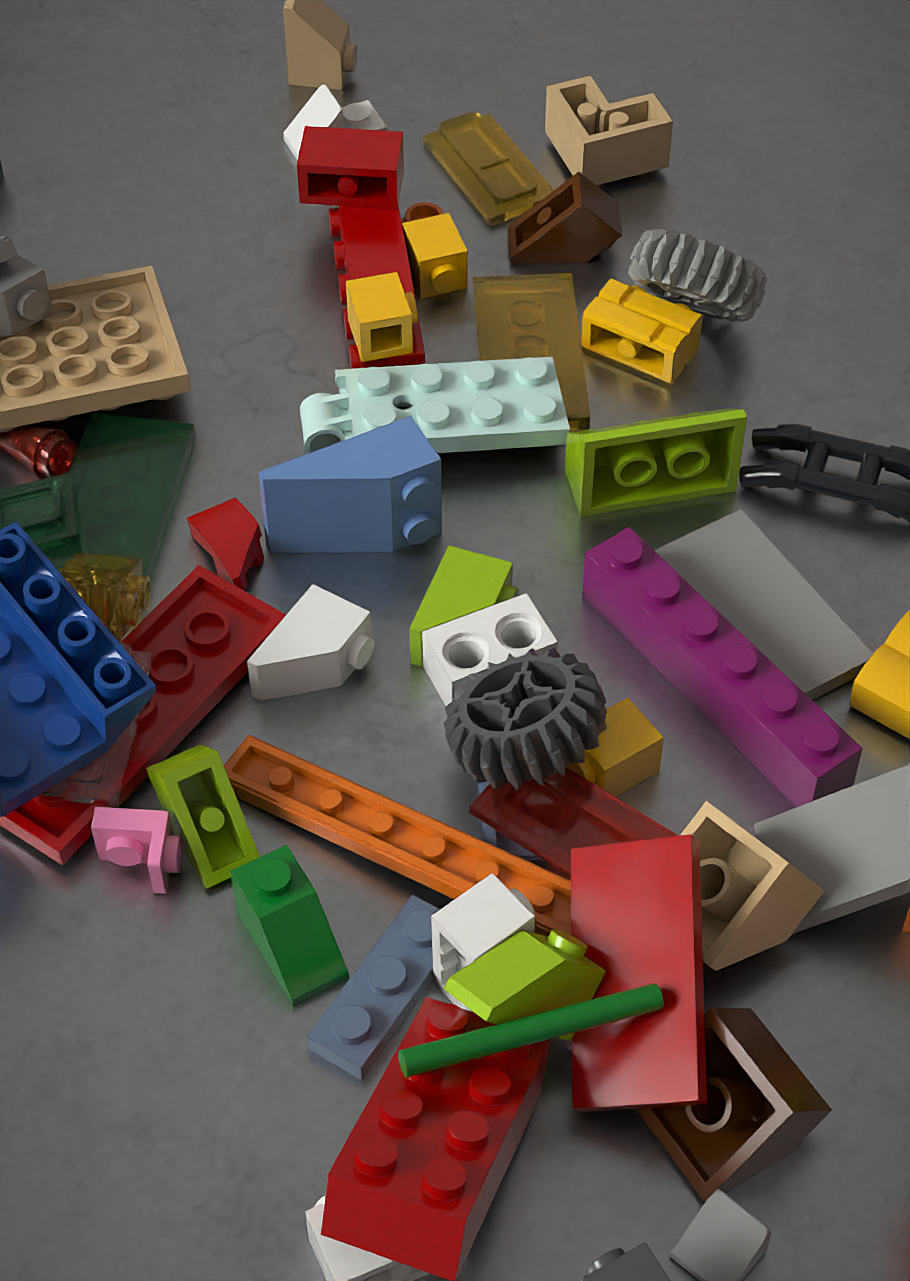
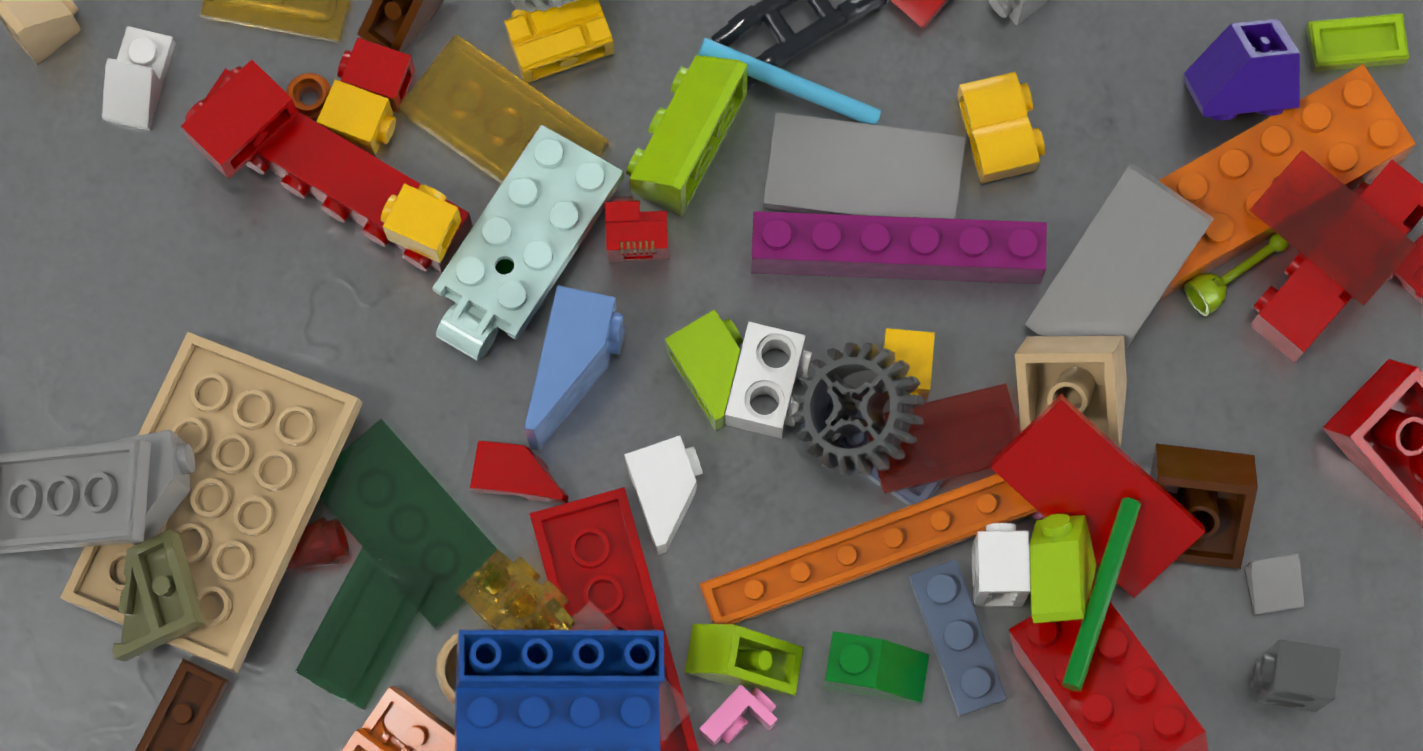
camera: 50 degrees left, 25 degrees up
(489, 243) = (378, 71): none -> red brick
(524, 471) = (633, 233): none -> red piece
(780, 503) = (794, 84): none -> medium azure bar

